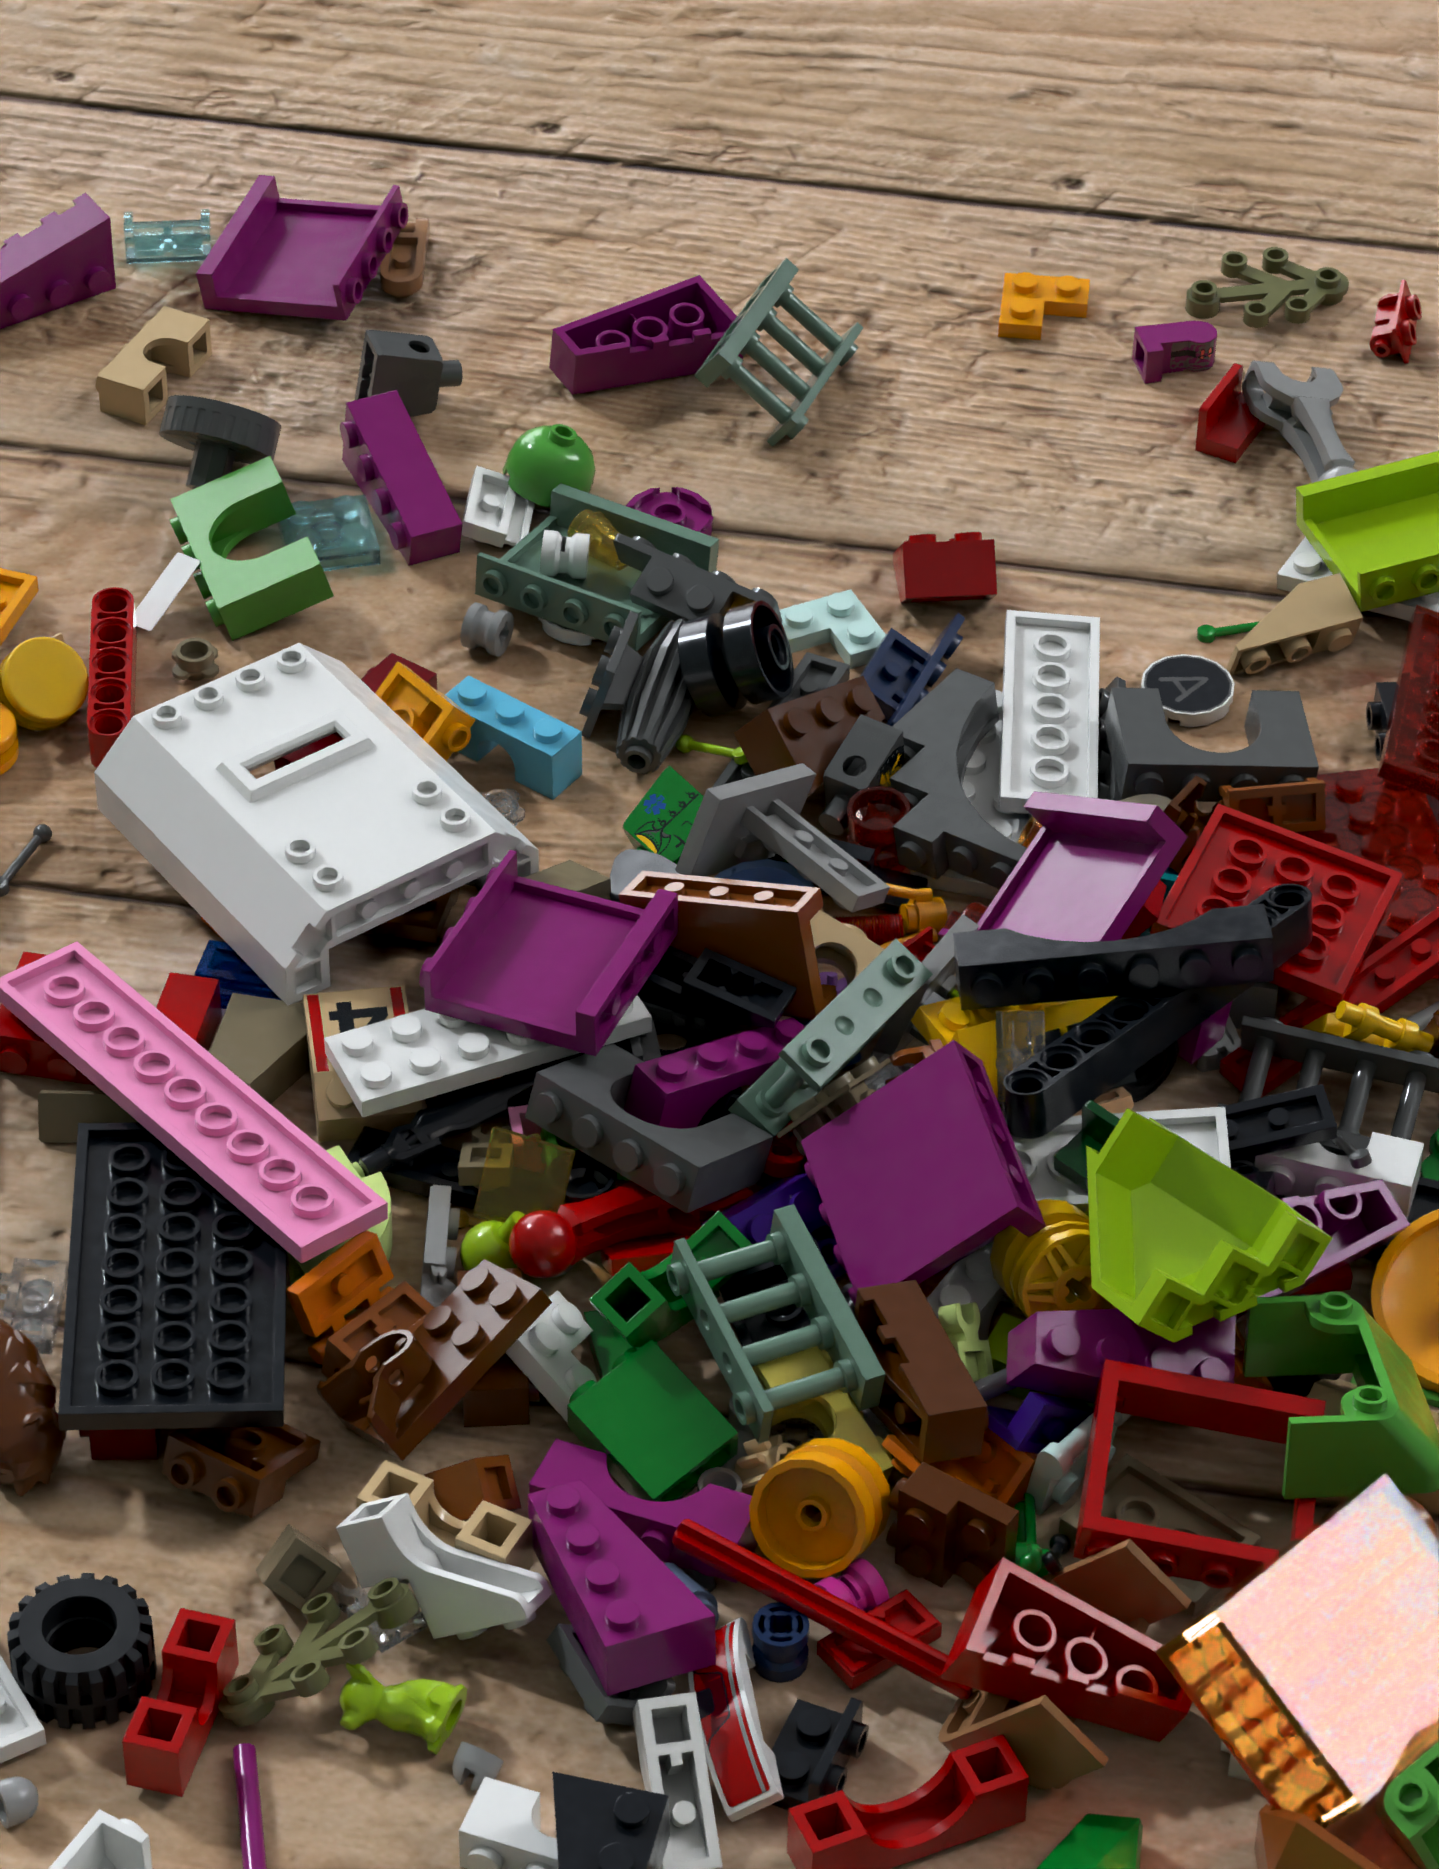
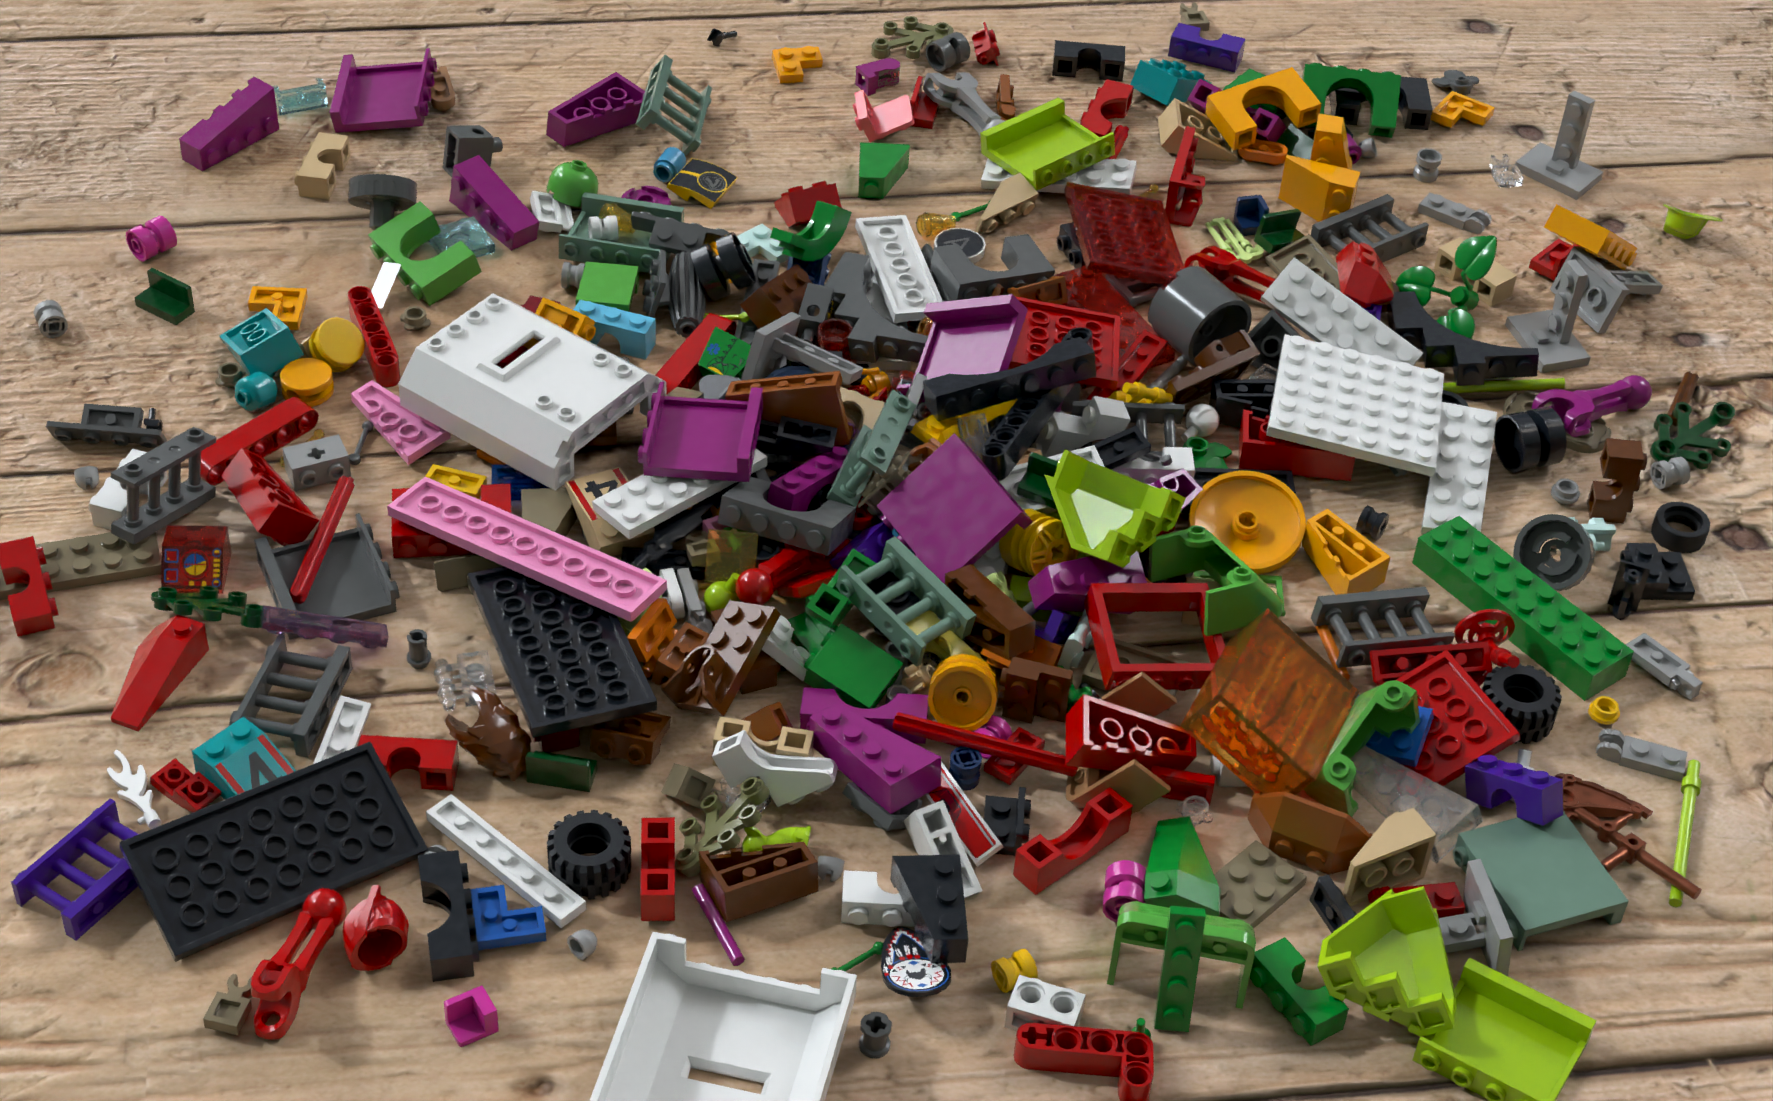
camera: 20 degrees left, 0 degrees up
(92, 850) = (402, 429): none -> bright pink wing
(103, 1494) = (560, 770): none -> dark green panel
(138, 958) = (457, 479): none -> yellow plate
(342, 1758) = (758, 879): none -> reddish brown wedge
(410, 1210) = (673, 593): none -> white plate
(534, 659) = (609, 284): none -> bright green panel
(594, 830) = (682, 366): none -> red beam
(734, 456) = (669, 164): none -> dark azure brick
(780, 498) = (703, 182): none -> black slope
(919, 233) = (717, 36): none -> black hand
(921, 635) = (818, 237): none -> green arch
(1103, 522) = (881, 168): none -> green slope
(1144, 434) = (882, 119): none -> bracket
(1152, 1759) = (1185, 783): none -> red plate
(1153, 640) = (932, 223): none -> clear yellow cone
(1164, 1800) = (1196, 808): none -> clear plate
(1220, 1071) = (1099, 421): none -> white arch
(1316, 324) = (948, 51): none -> dark grey wheel
(1382, 437) = (1004, 101): none -> dark orange hinge

